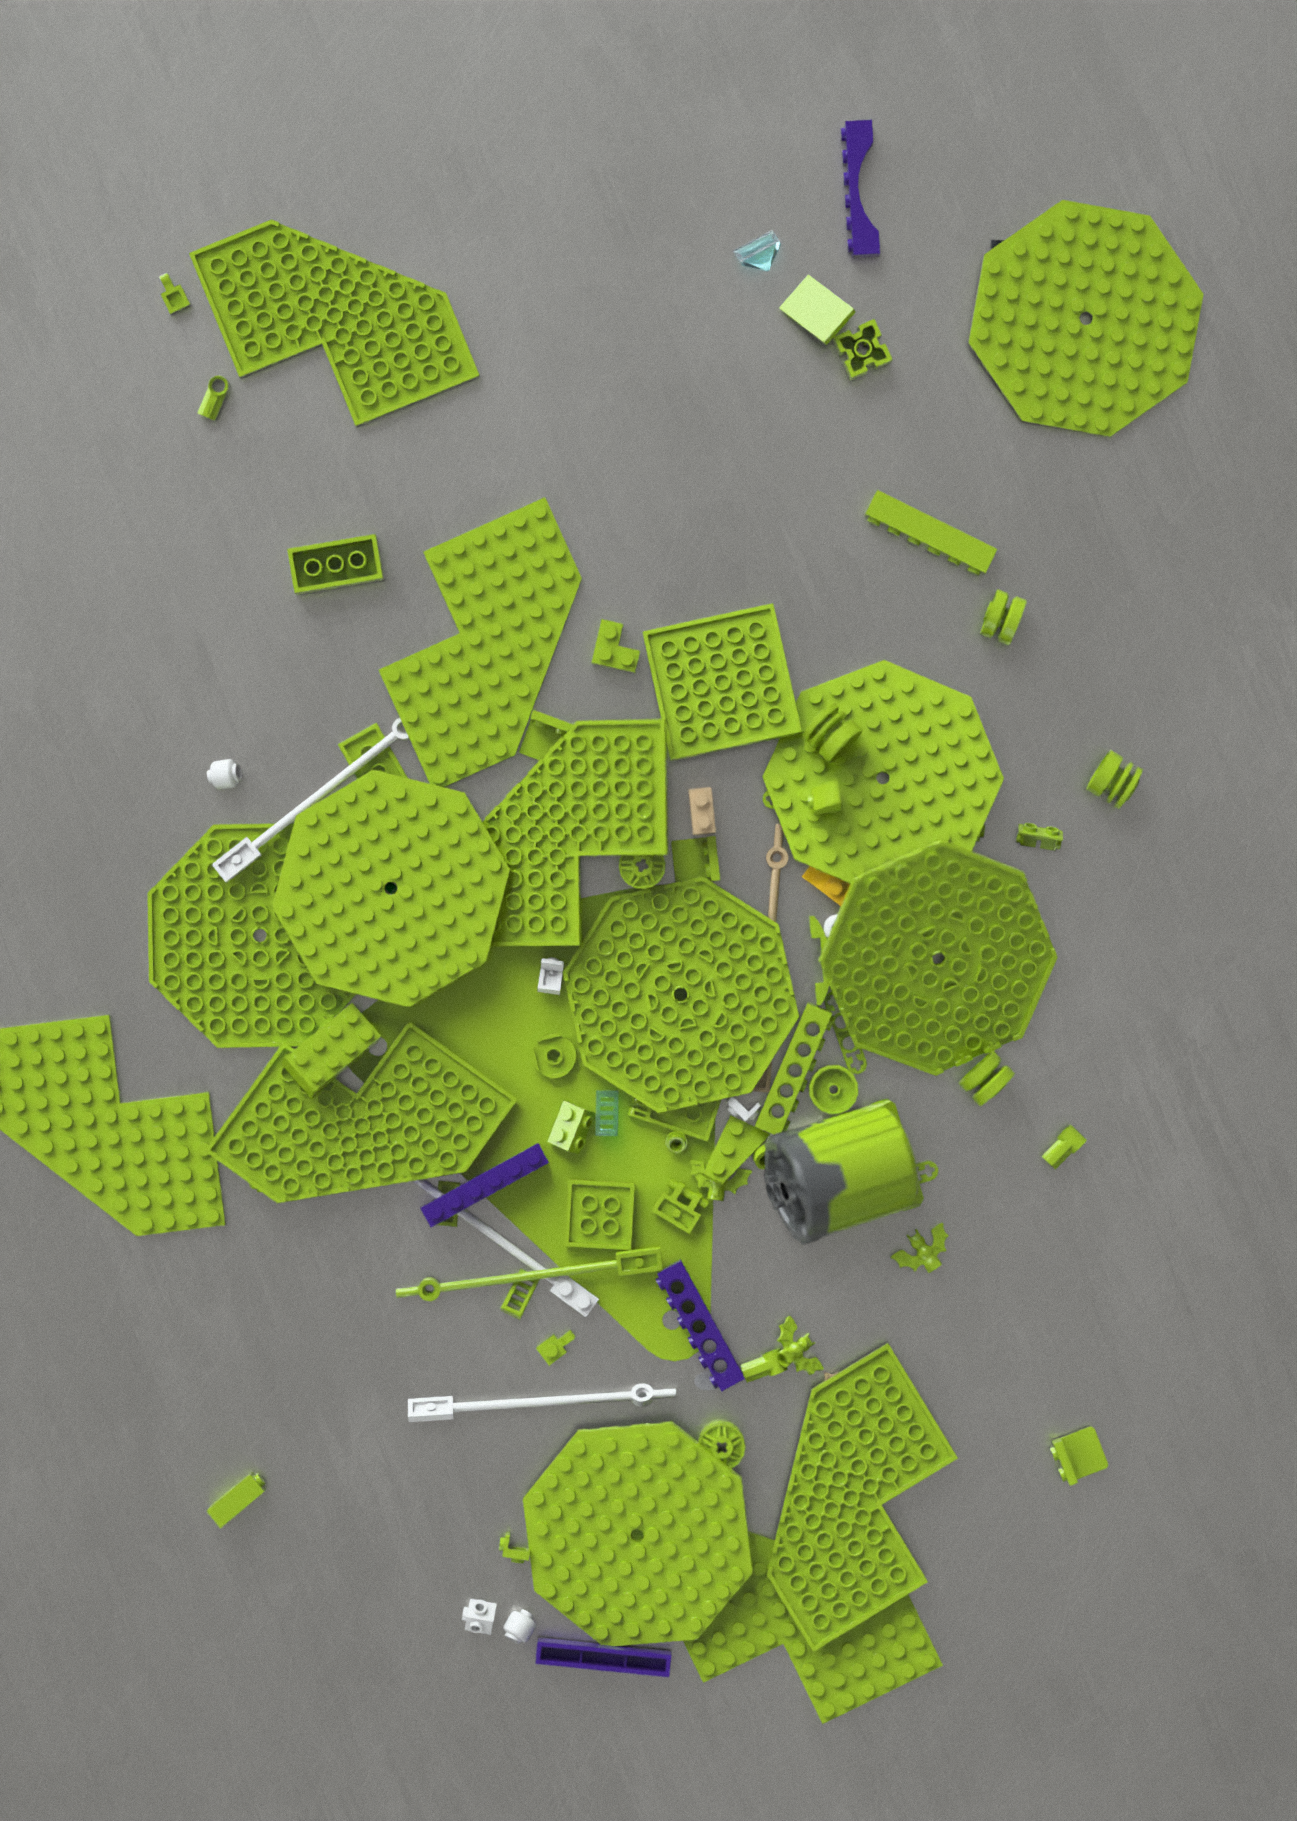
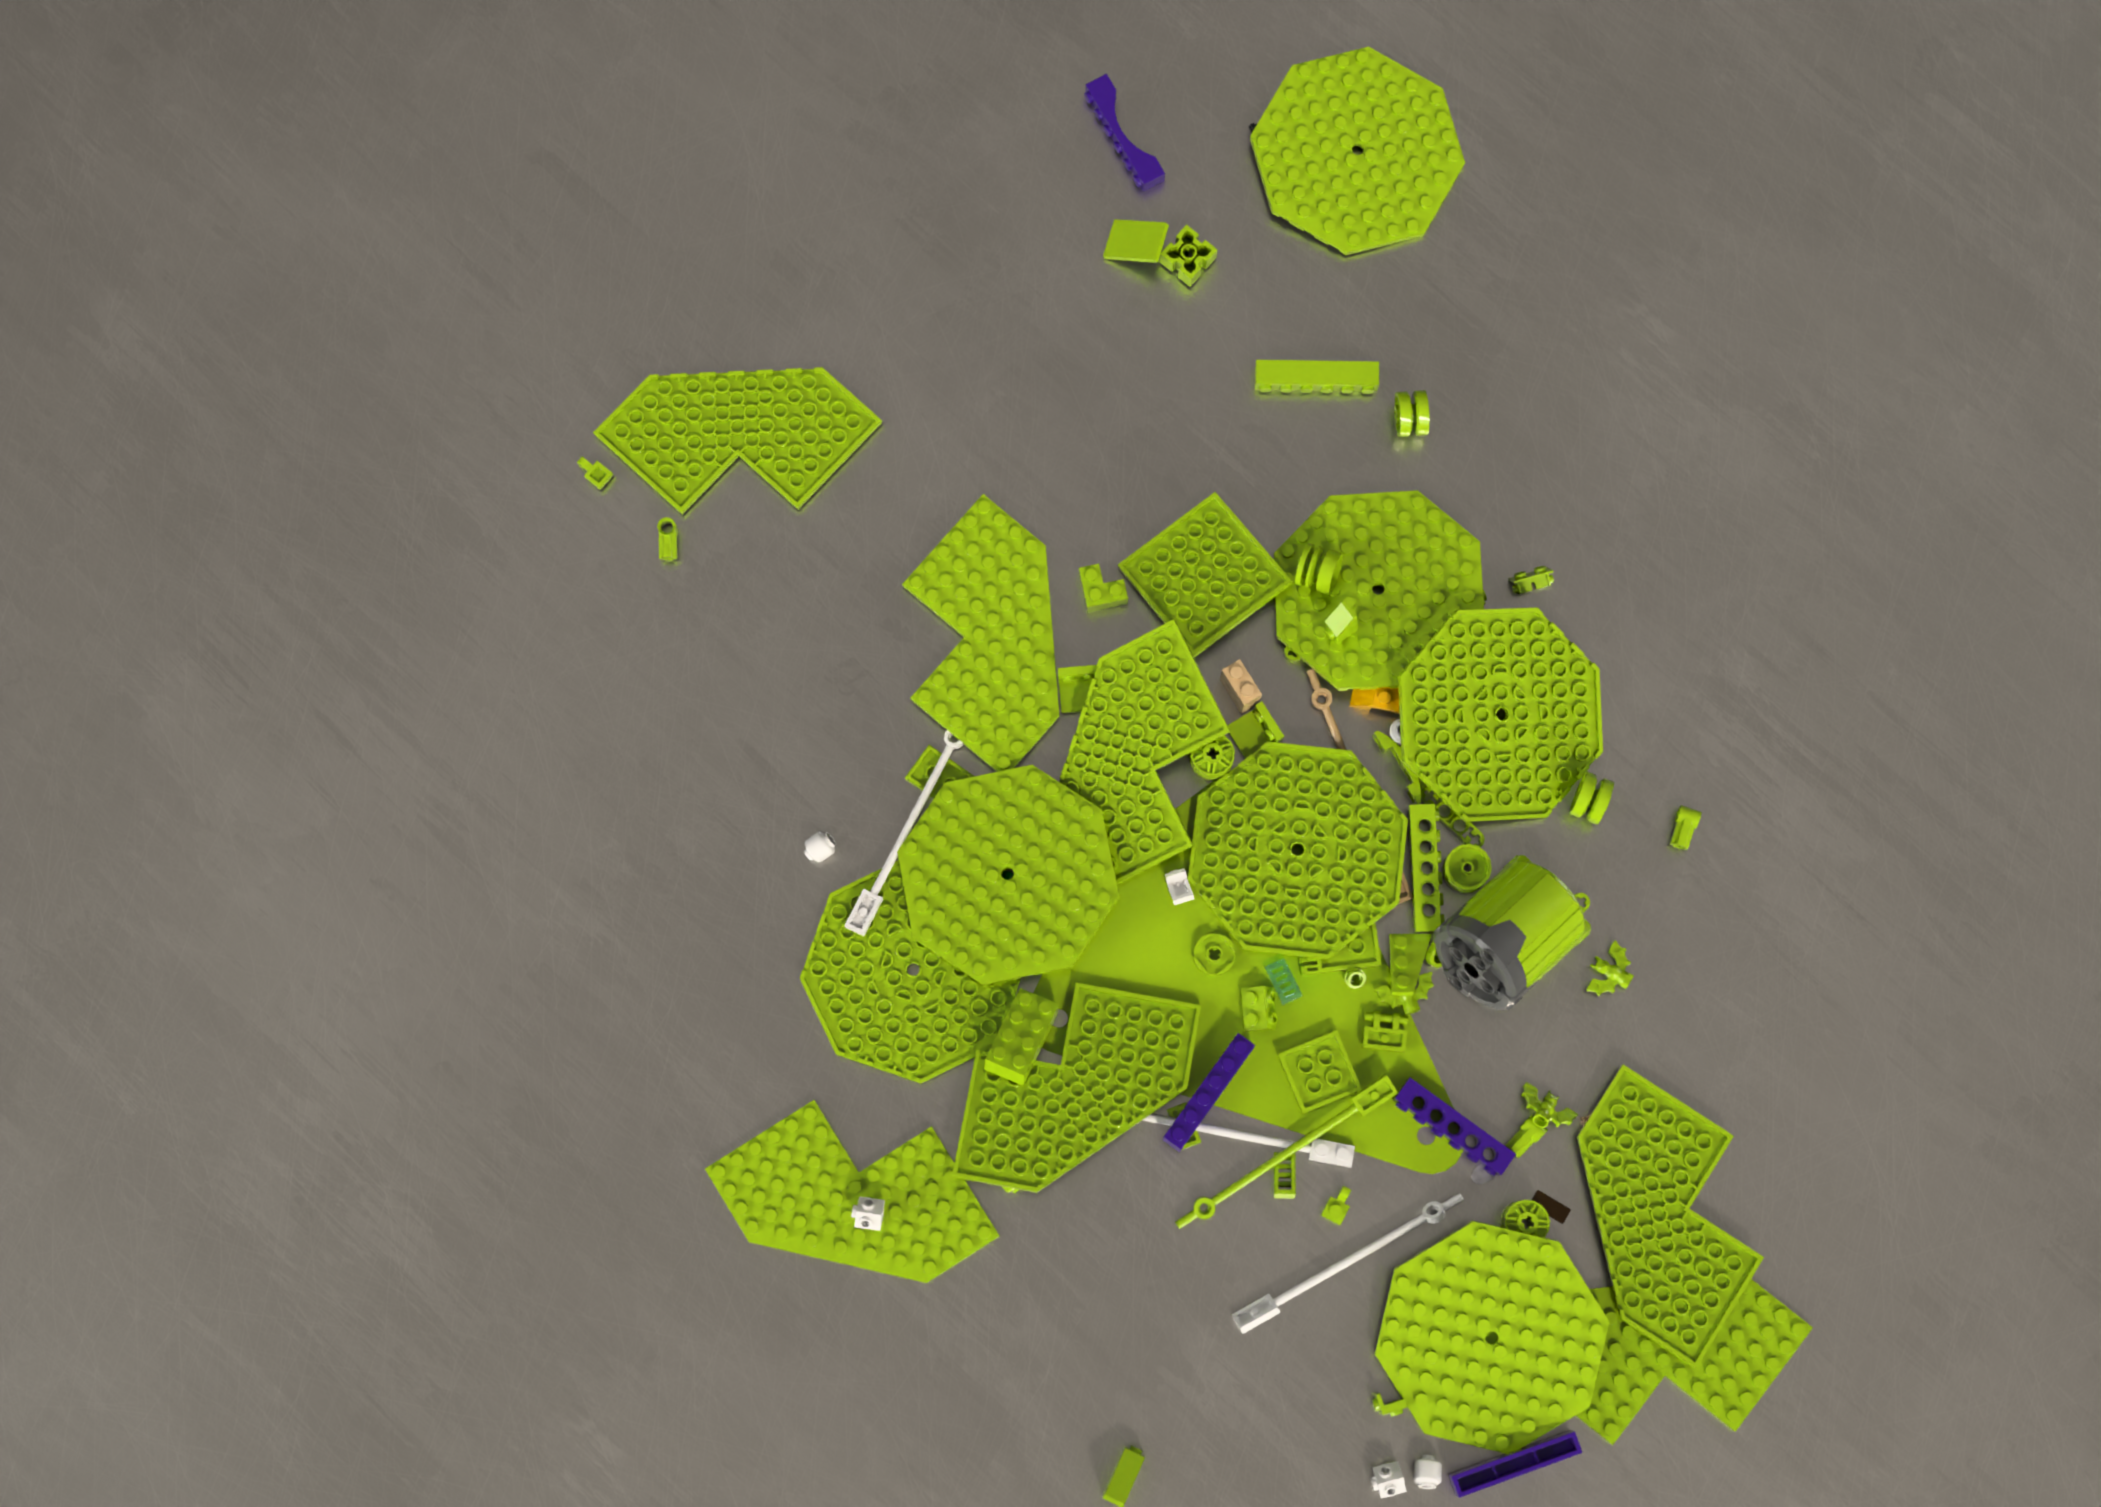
camera: 20 degrees left, 10 degrees down
(110, 1148) = (868, 1213): none -> white brick
(335, 564) = (833, 627): lime brick -> none
(737, 1108) = (1392, 925): white bracket -> none
(755, 1440) = (1554, 1208): none -> dark brown sticker
(759, 252) = (1066, 219): clear light blue slope -> none
(1079, 1455) = (1834, 1084): lime bracket -> none
(1114, 779) = (1566, 501): lime wheel -> none

